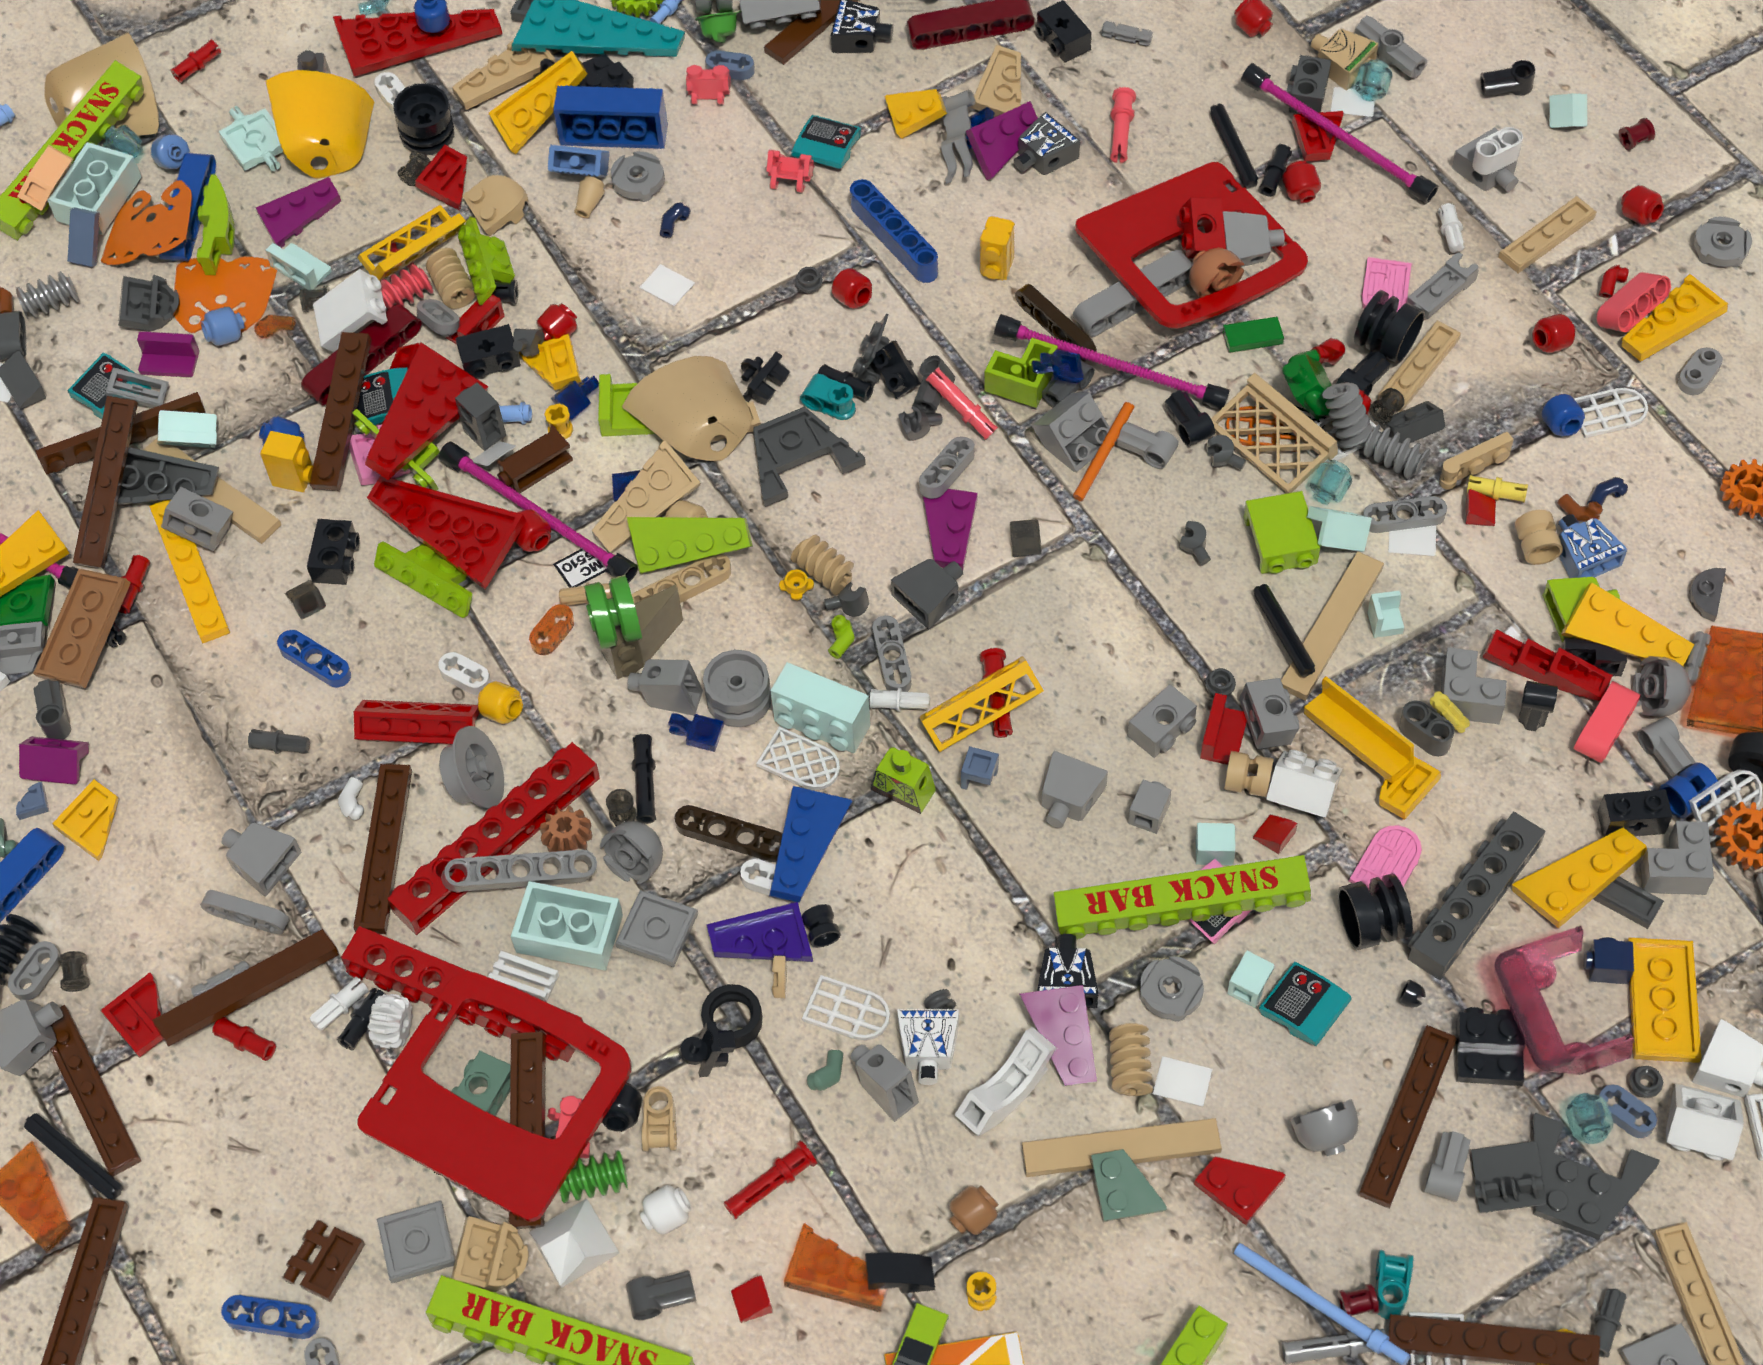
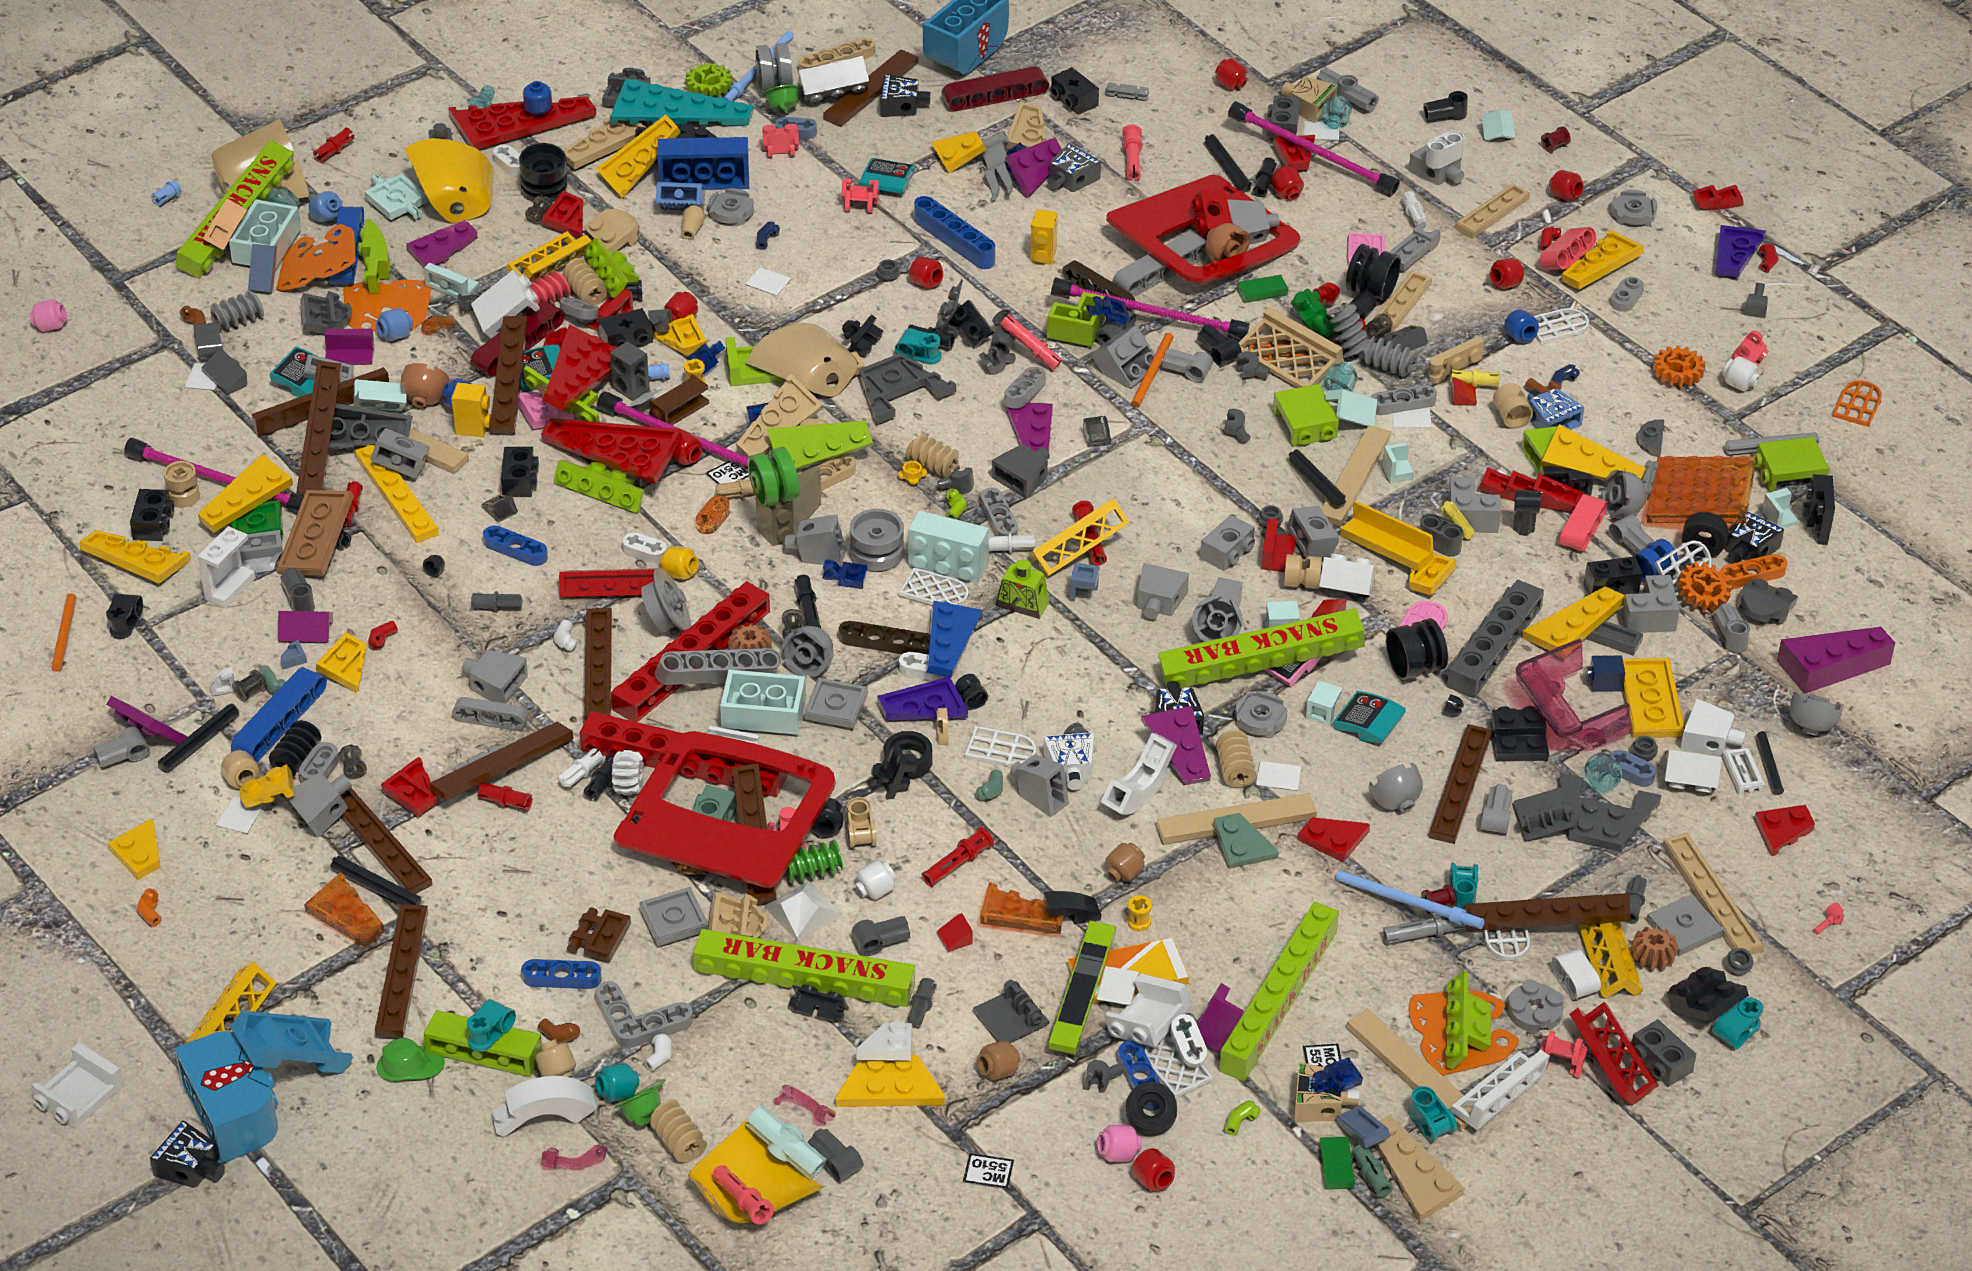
camera: 10 degrees left, 15 degrees down
(136, 779) = (378, 634): none -> red arm
(215, 681) = (433, 565): none -> black hinge
(238, 420) = (423, 385): none -> nougat cylinder
(1132, 847) = (1216, 618): none -> light grey cylinder

